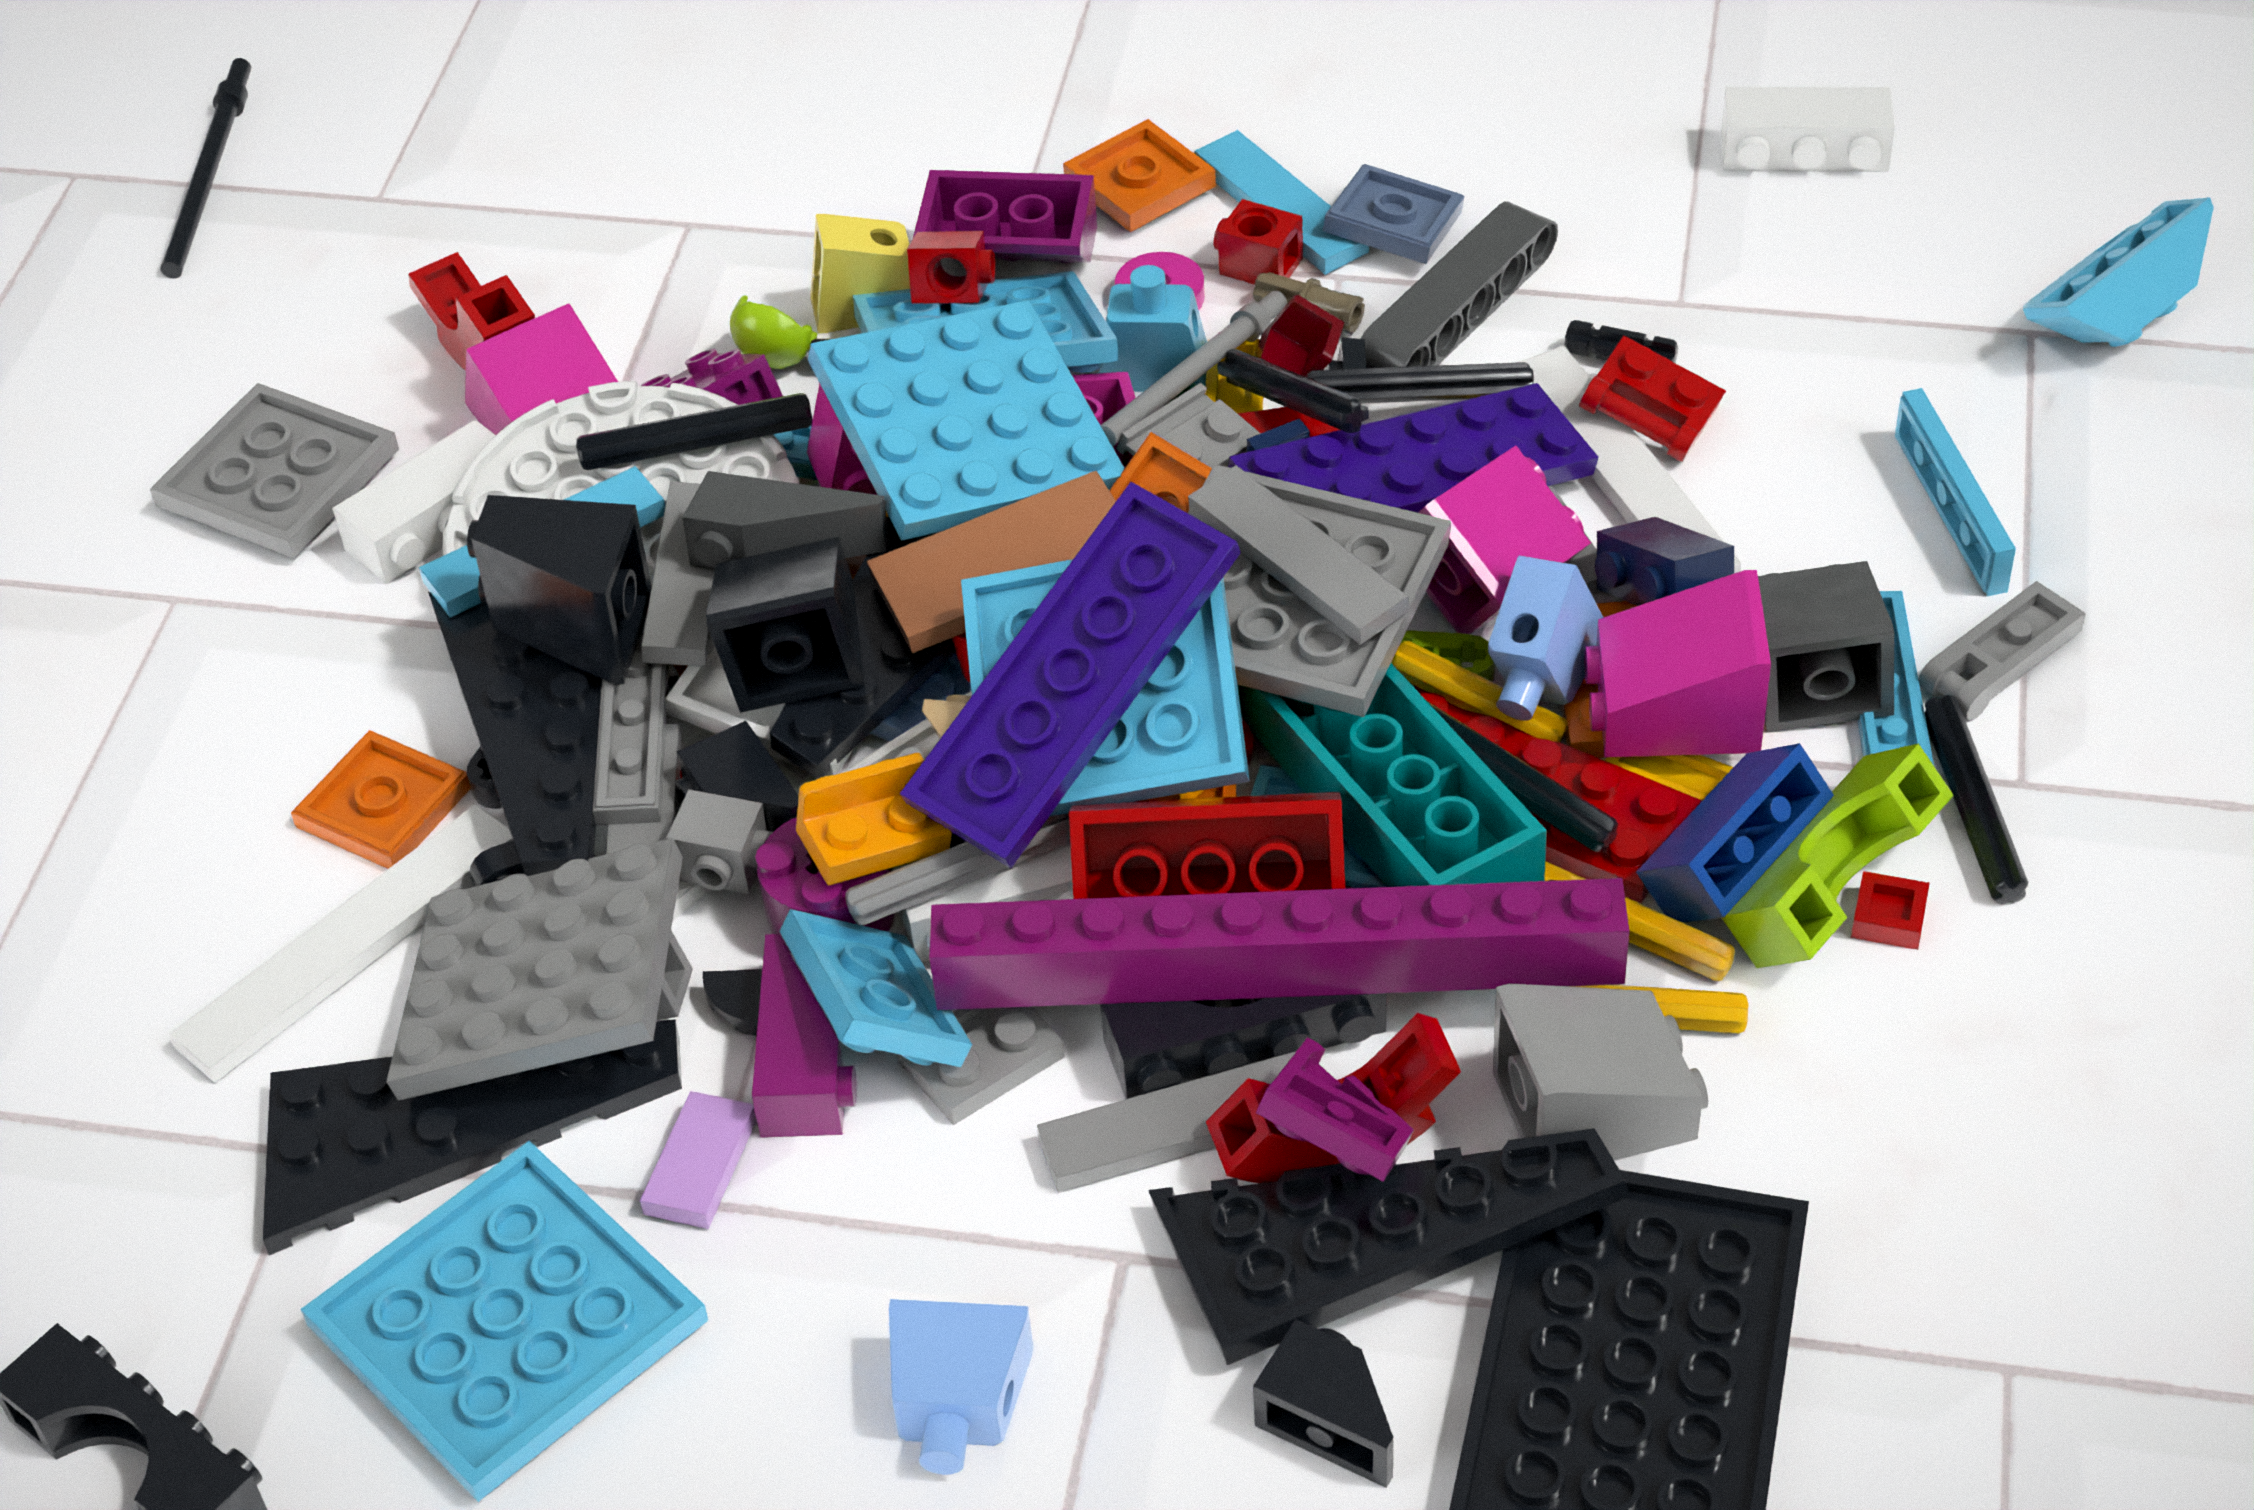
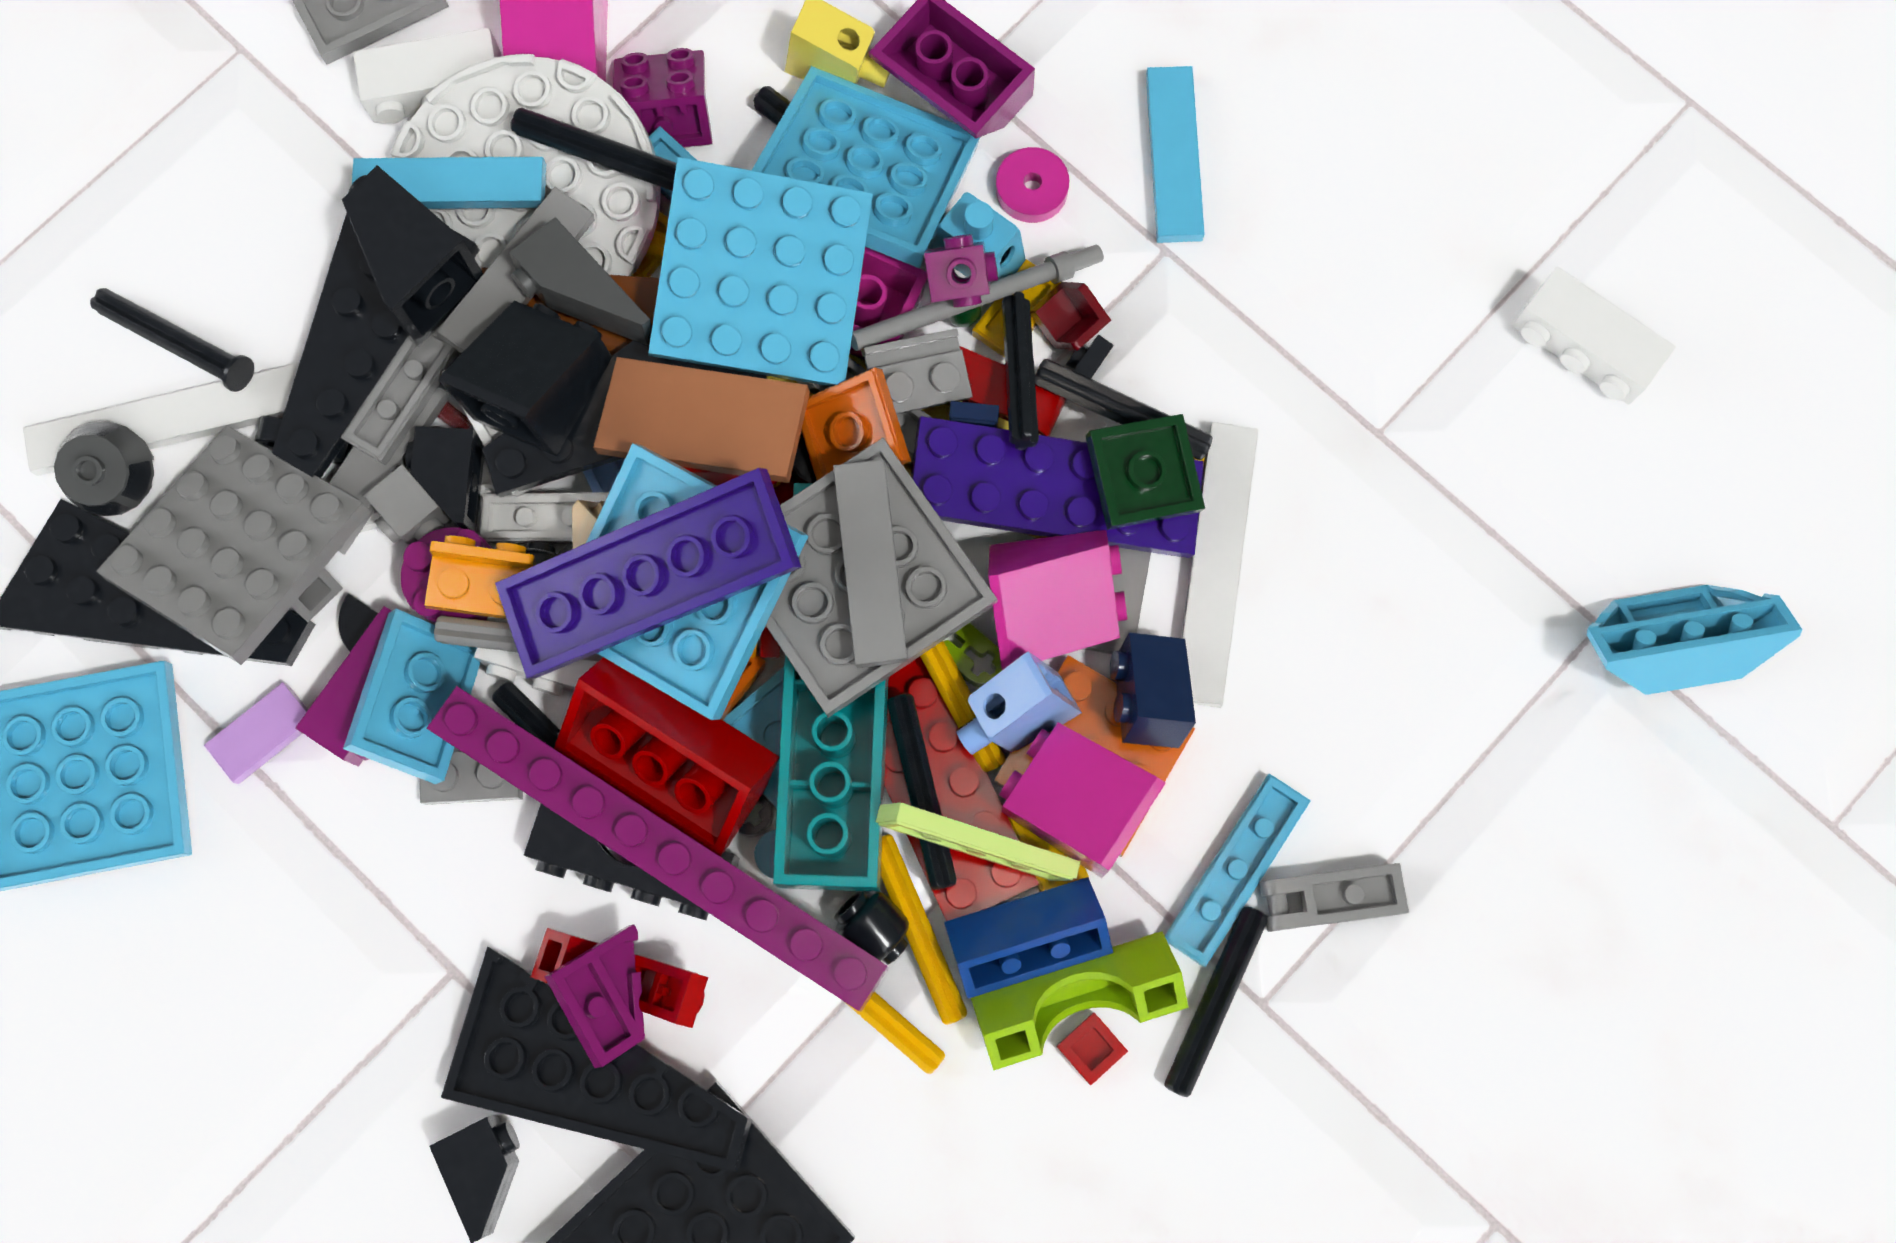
camera: 30 degrees right, 30 degrees up
(299, 856) = (232, 370): none -> black axle
(311, 1004) = (104, 468): none -> dark grey cone
(381, 800) = (256, 311): orange tile -> none
(769, 332) = (739, 62): lime hair -> none
(932, 283) = (877, 93): red brick -> none
(956, 1375) = (287, 1002): light blue torso -> none
(1142, 174) = (1092, 66): orange plate -> none
(1142, 1128) = (543, 899): light grey tile -> none
(1165, 331) = (944, 281): none -> magenta brick
(1258, 241) = (1126, 211): red brick -> none
(1341, 305) = (1121, 267): dark tan axle -> none
(1394, 213) = (1237, 223): sand blue tile -> none
(1461, 289) = (1222, 332): dark grey beam -> none
(1493, 393) = (1145, 471): none -> dark green plate
(1583, 338) = (1300, 452): black axle -> none
(1596, 1063) = (798, 1061): light grey slope -> none
(1610, 751) = (977, 842): none -> yellowish green tile
(1653, 397) = (1289, 514): red plate -> none
(1826, 646) = (1207, 815): dark grey slope -> none
(1955, 492) = (1412, 744): medium azure tile -> none

